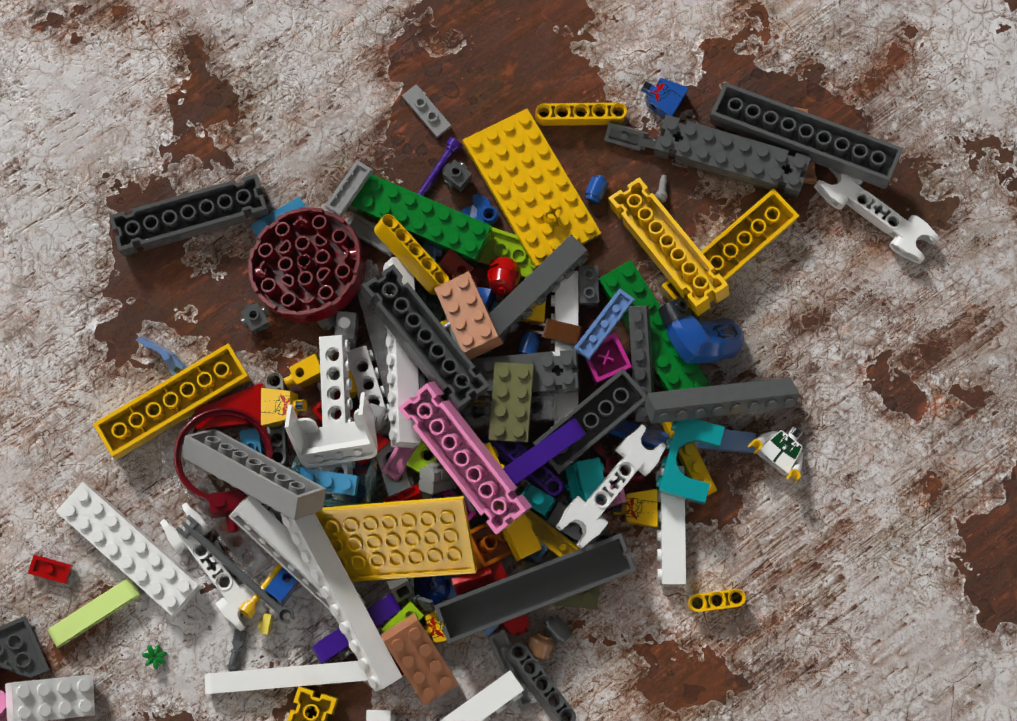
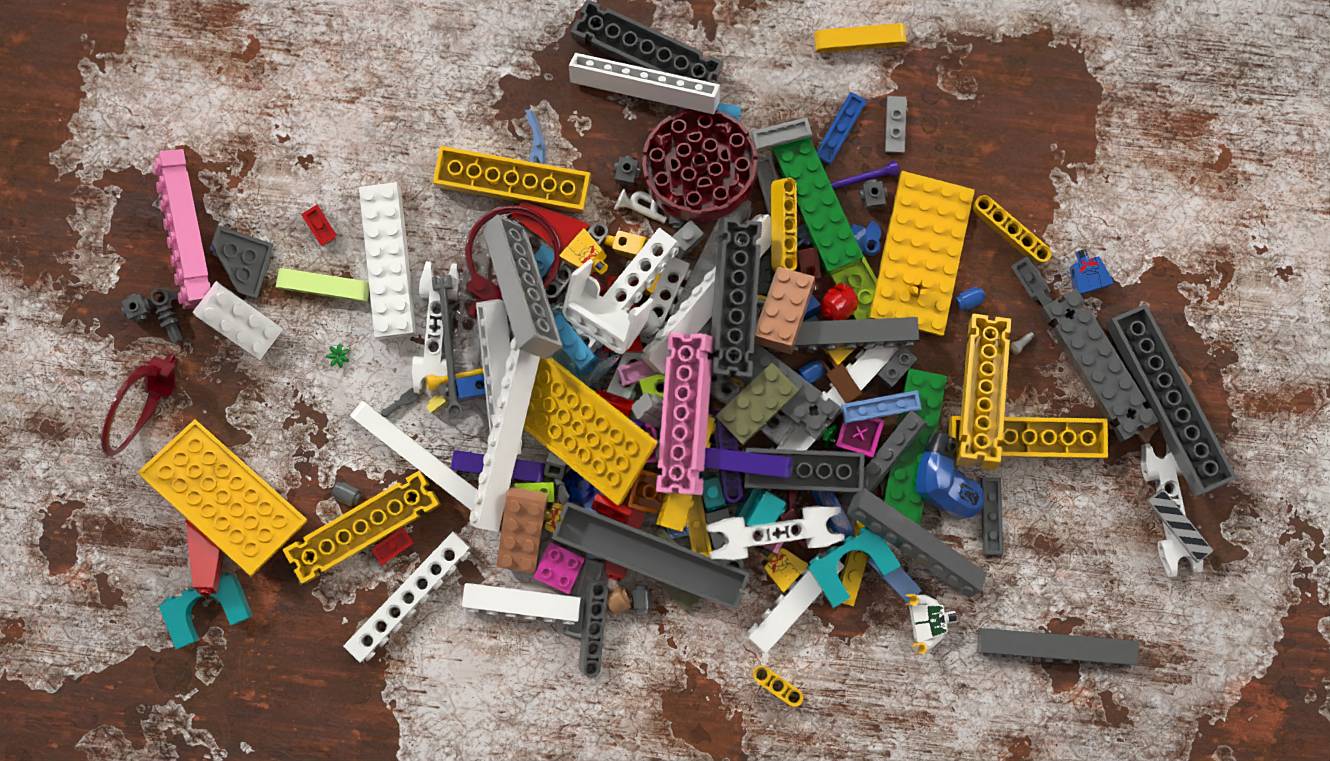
camera: 45 degrees right, 5 degrees up
(210, 240) = (644, 83): none -> white brick
(274, 342) = (632, 203): none -> white piece
(343, 70) = (860, 38): none -> yellow beam
(388, 148) = (840, 128): none -> blue tile
(473, 662) = (559, 567): none -> dark pink brick
(585, 379) = (829, 436): none -> green piece
(756, 333) = (992, 516): none -> dark grey tile
(888, 385) = (1057, 646): none -> dark grey brick
(894, 219) = (1179, 525): none -> light grey tile

